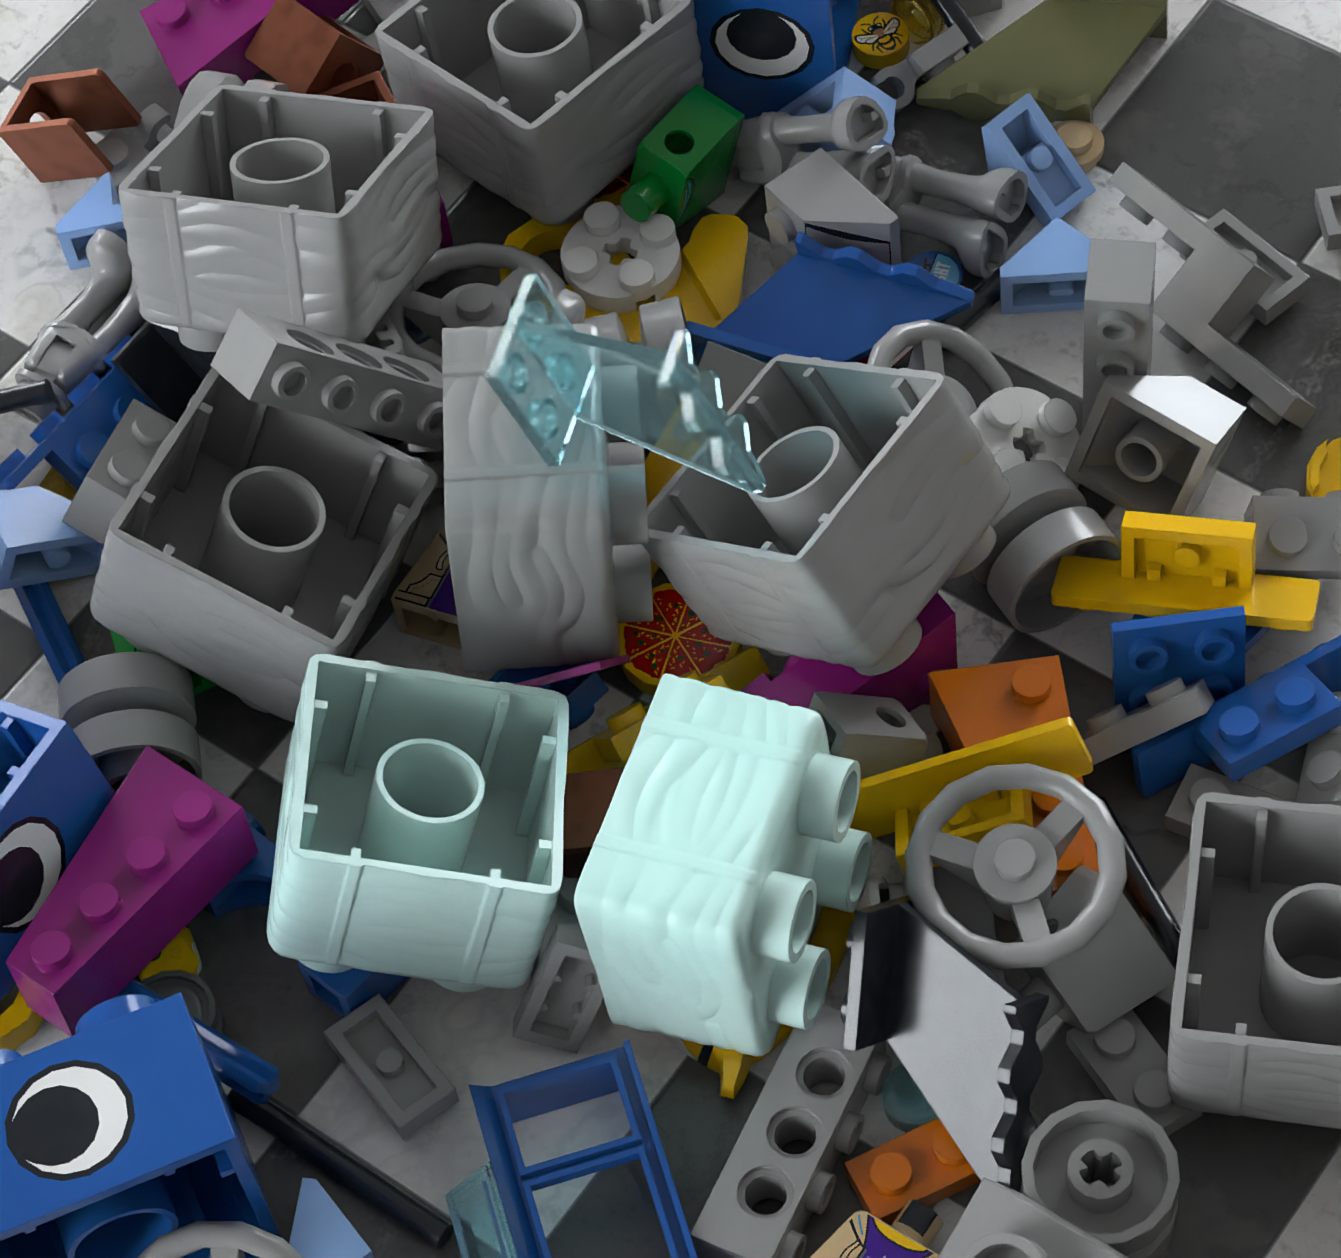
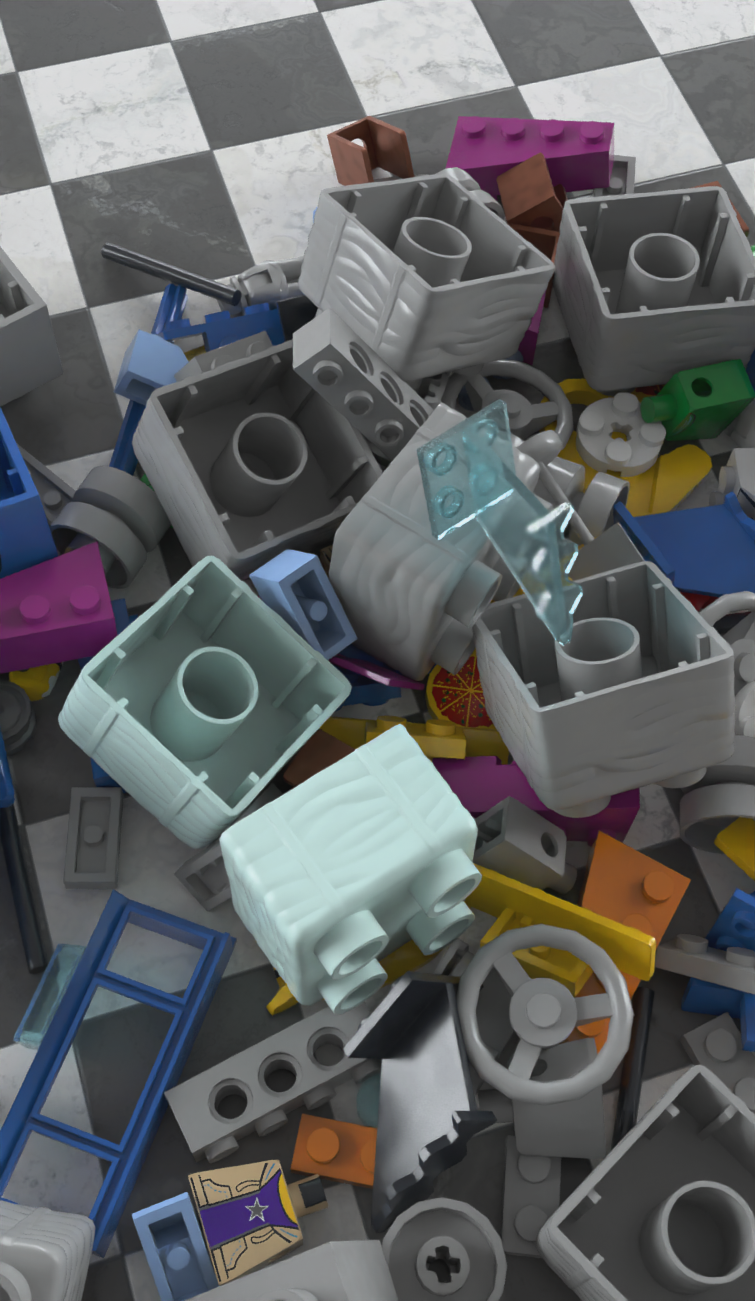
camera: 25 degrees right, 5 degrees up
(438, 633) = (304, 597): none -> light blue hinge

